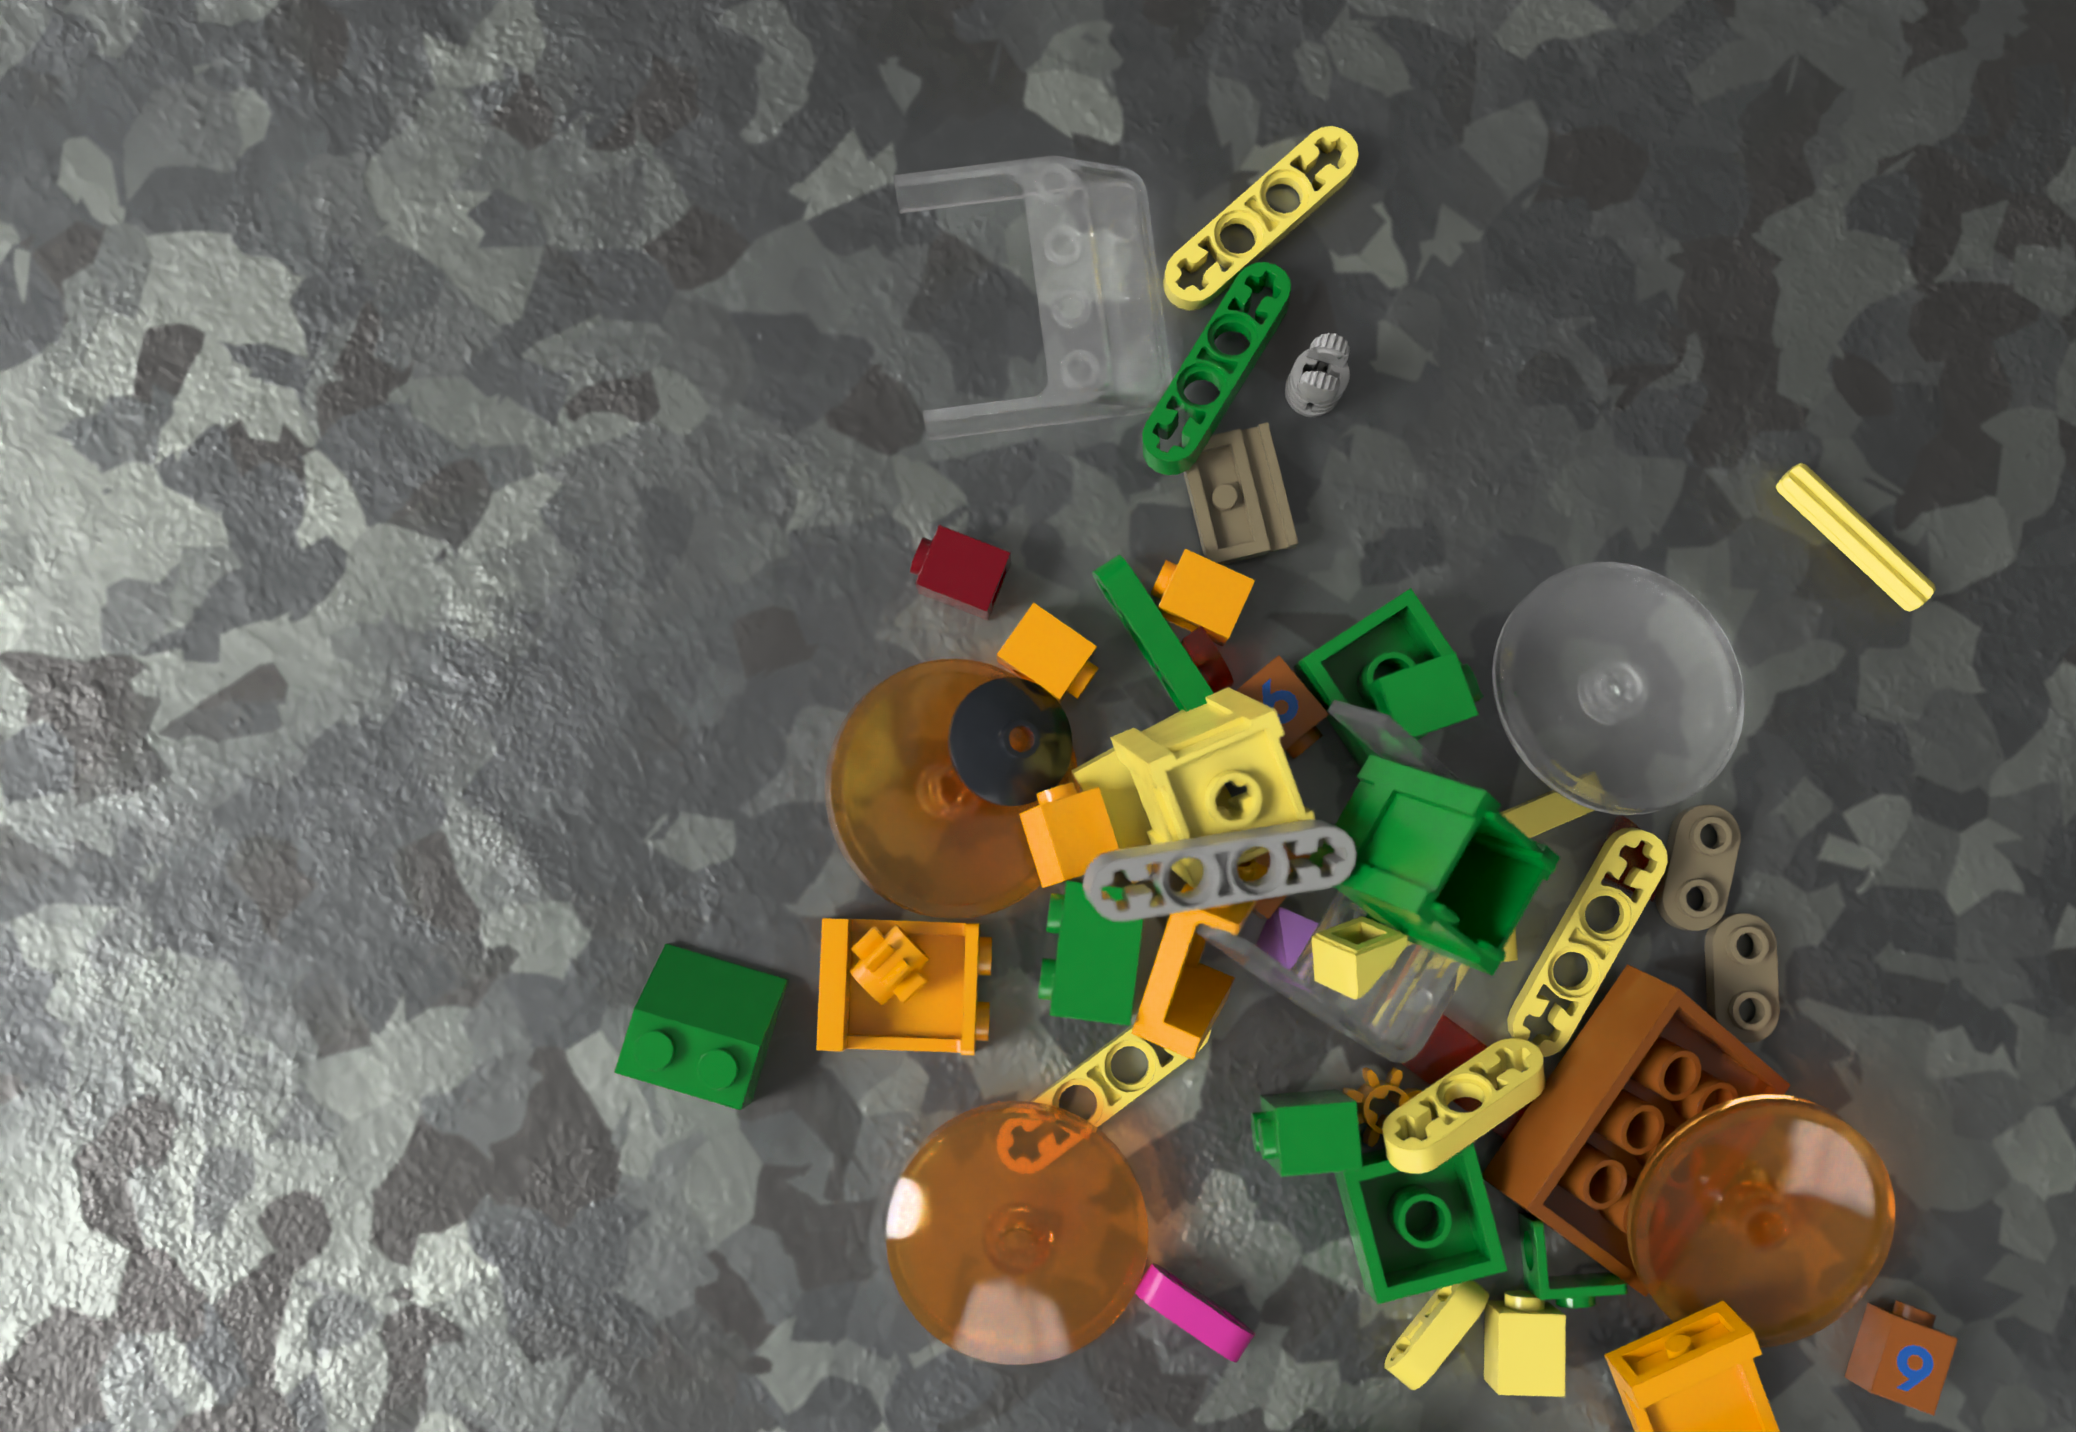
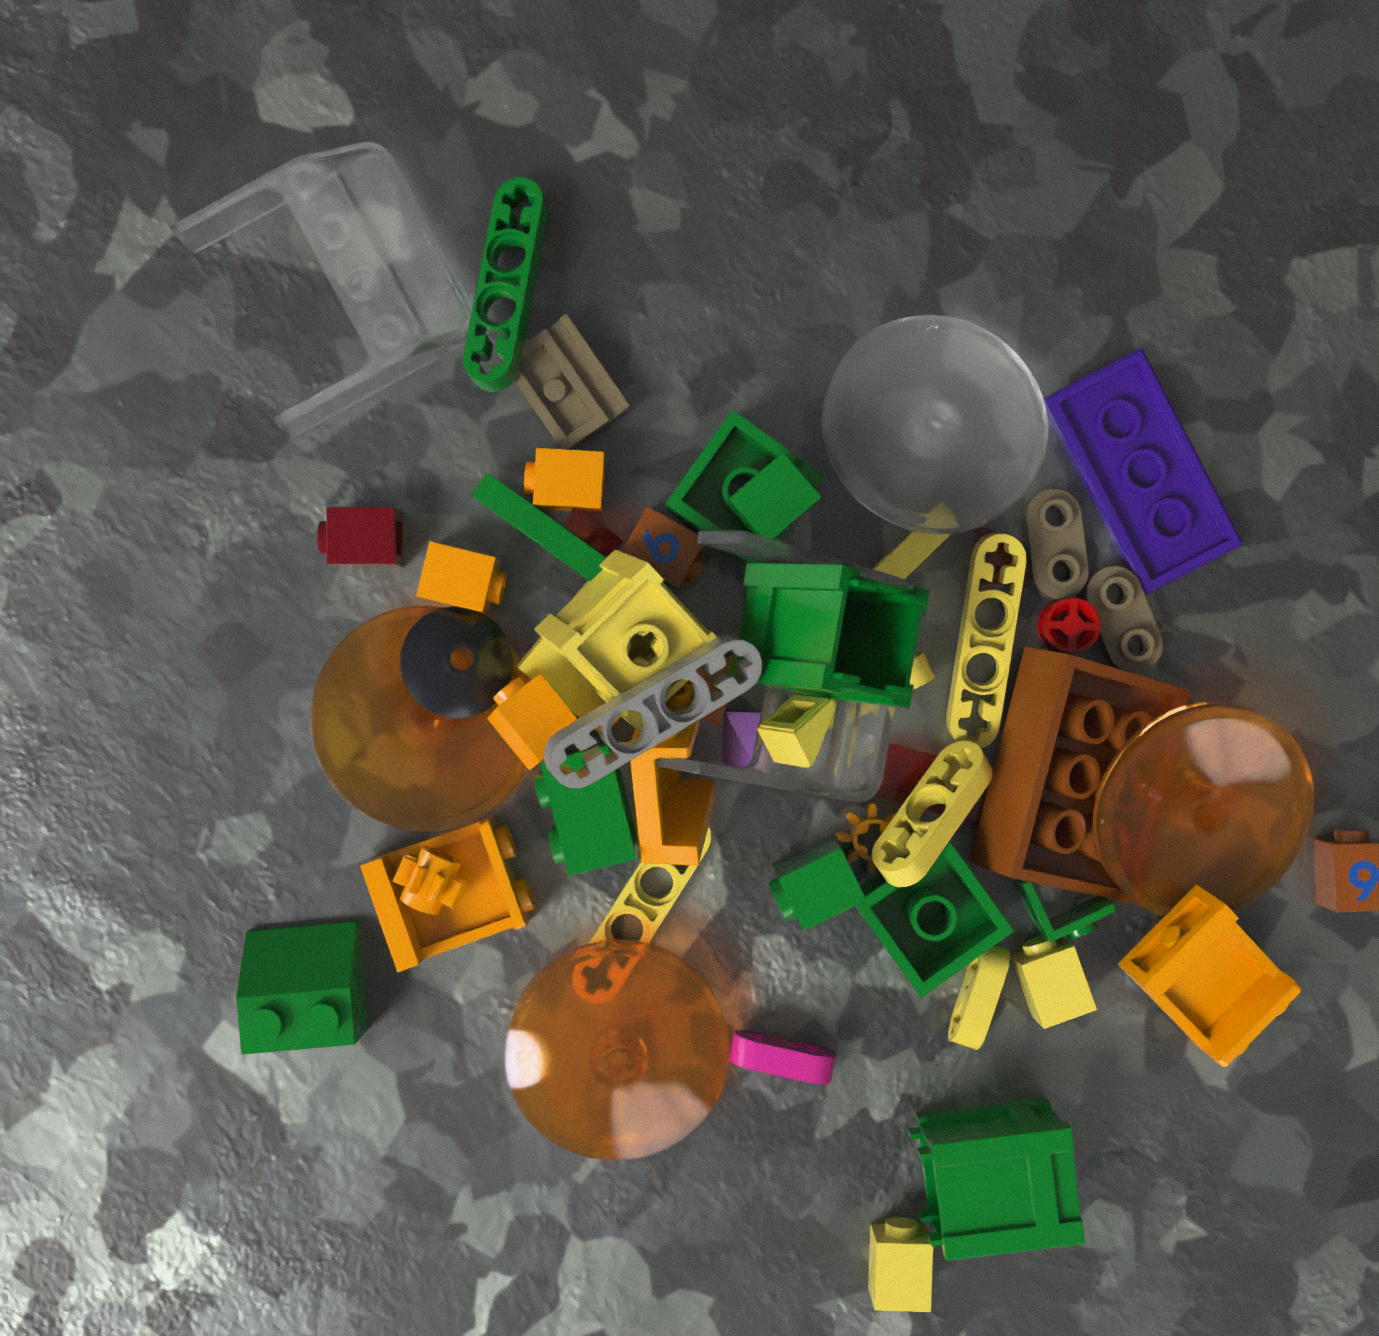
camera: 20 degrees left, 5 degrees up
(1256, 214) = (489, 138): light yellow beam -> none
(1319, 381) = (590, 239): light grey hinge -> none
(1696, 963) = (1080, 626): none -> red wheel
(1820, 826) = (1141, 471): none -> dark purple tile
(1855, 537) = (1086, 220): light yellow axle -> none

